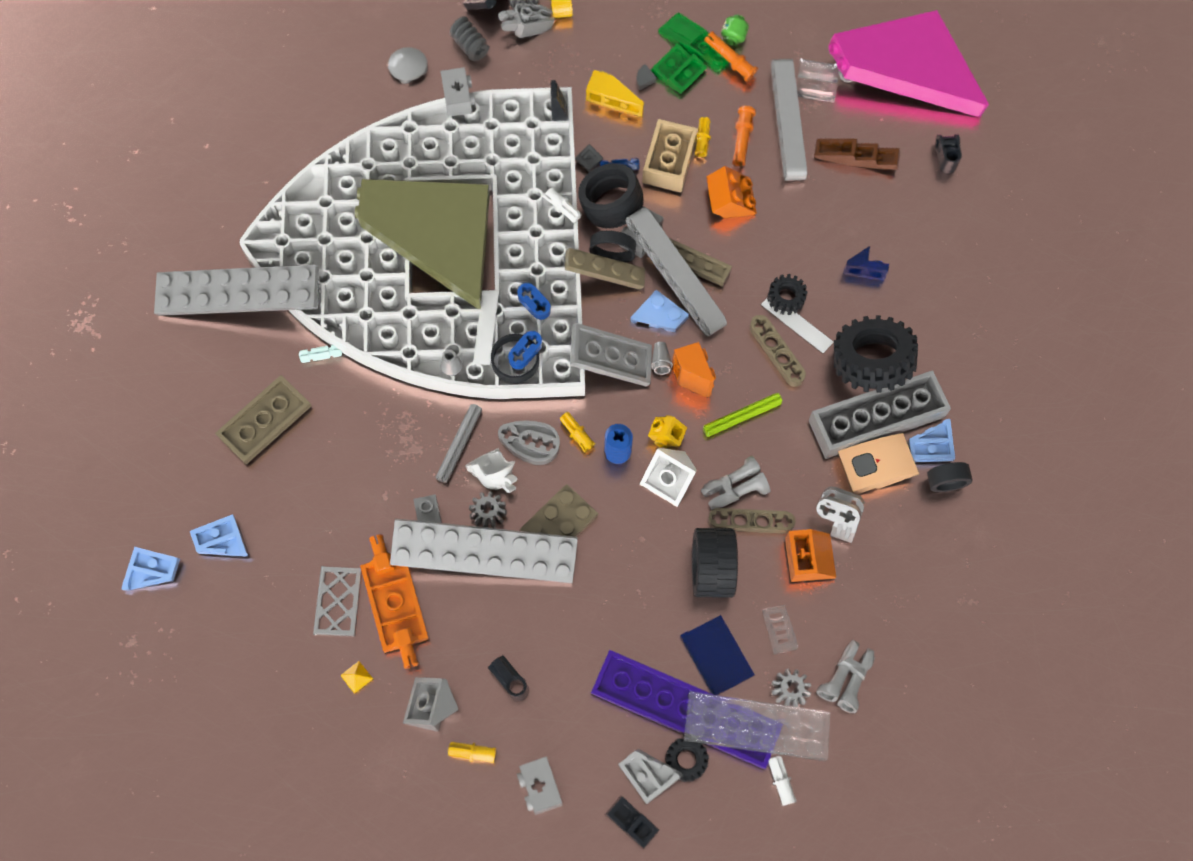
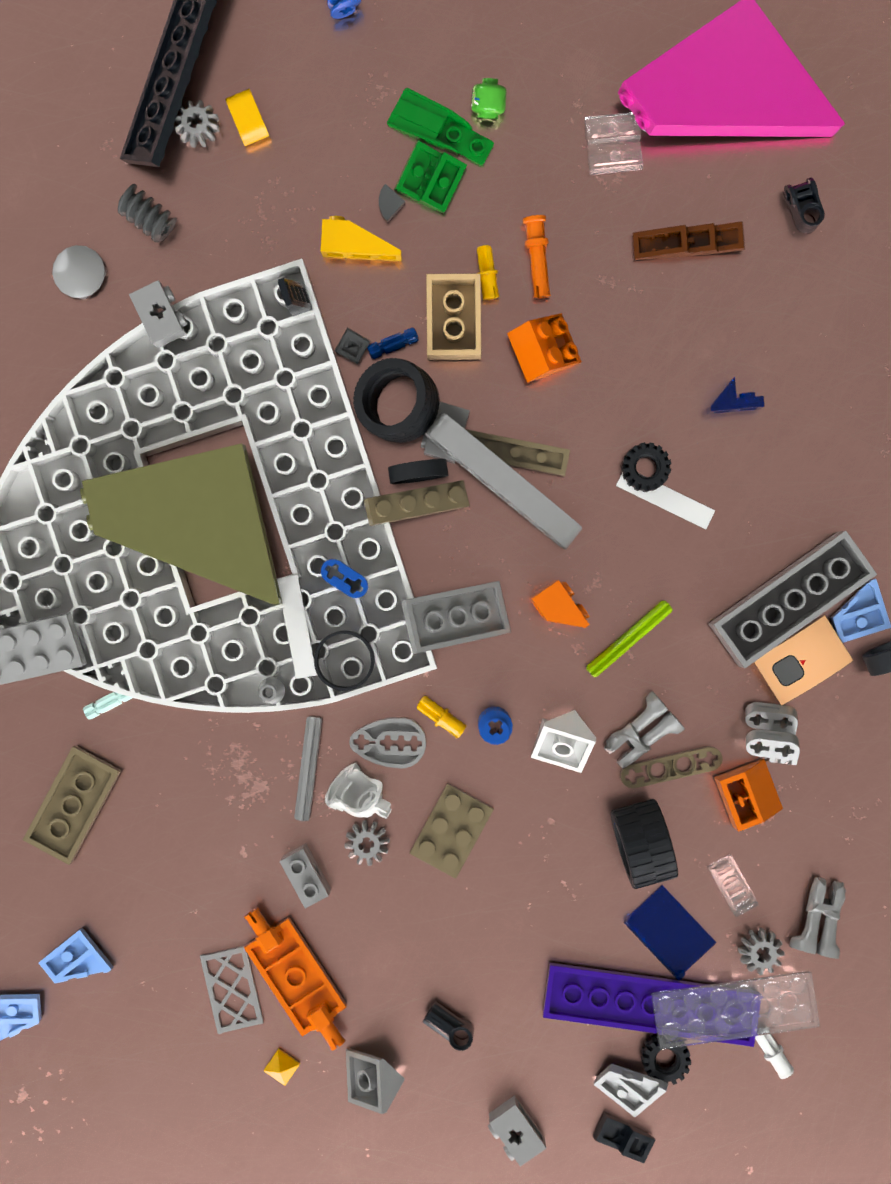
camera: 15 degrees left, 20 degrees up
(472, 751) = (433, 1113): yellow axle -> none
(483, 550) = (378, 898): plate -> none
(521, 346) = (348, 649): blue beam -> none
(527, 19) = (212, 163): light grey hinge -> none
(562, 205) = (341, 438): white axle -> none
(660, 313) = (497, 534): light blue wing -> none
(661, 359) = (515, 595): light grey cone -> none
(667, 431) = (547, 691): yellow brick -> none
(738, 62) = (503, 147): orange pin -> none
(774, 352) = (647, 547): dark tan beam -> none
(788, 119) = (590, 214): light grey beam -> none
(875, 372) = (773, 560): black tyre -> none

